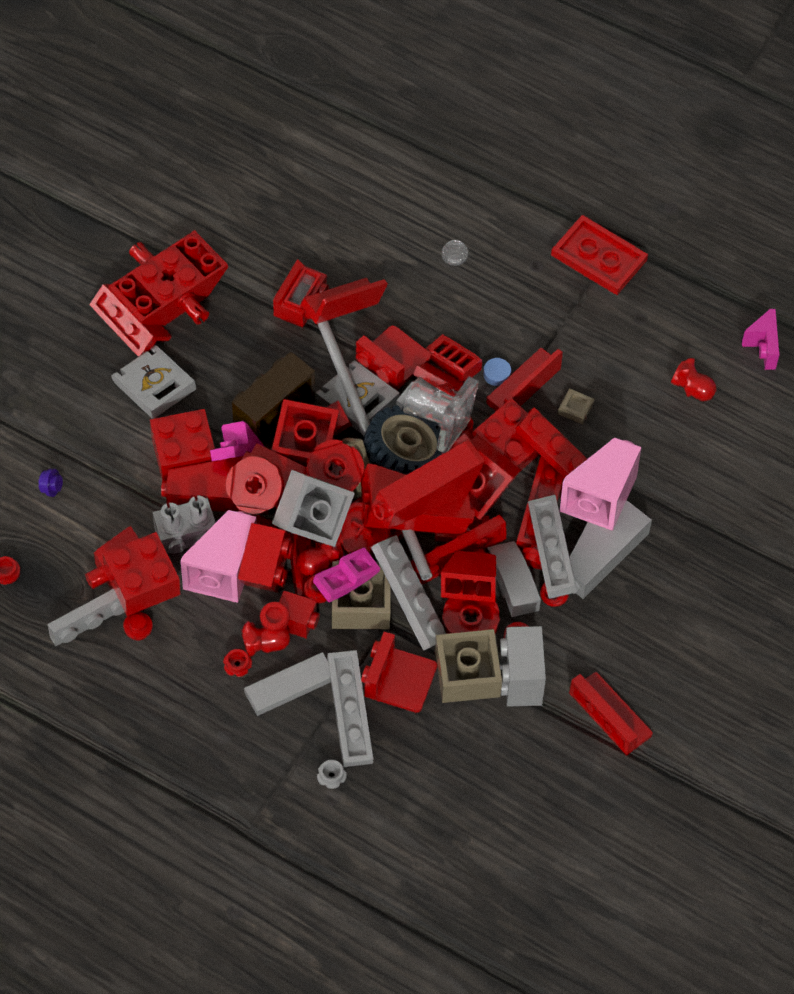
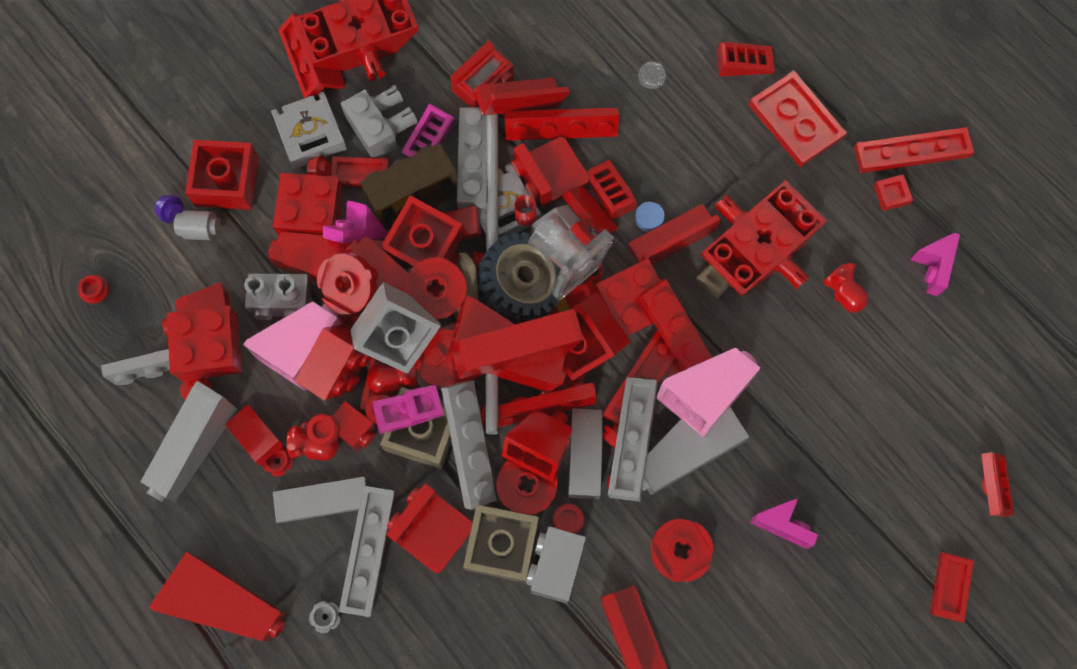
camera: 20 degrees right, 15 degrees up
(83, 489) = (197, 225): none -> light grey brick
(93, 438) = (222, 174): none -> red brick
(153, 664) = (187, 442): none -> light grey slope
(177, 407) = (319, 166): none -> red plate
(209, 645) = (253, 435): none -> red tile
(213, 362) = (373, 130): none -> light grey brick
(216, 404) = (355, 169): none -> red tile
(232, 787) = (214, 599): none -> red slope
(270, 337) = (425, 121): none -> dark pink slope
(315, 354) = (472, 158): none -> light grey plate
(386, 391) = (521, 202): none -> red piece
(388, 313) = (561, 123): none -> red plate
(520, 229) = (737, 68): none -> red slope
(607, 359) = (783, 226): none -> red slope
(626, 646) = (677, 568): none -> red plate
(701, 585) = (777, 522): none -> dark pink slope
(706, 293) = (893, 192): none -> red plate
(711, 253) = (913, 150): none -> red plate

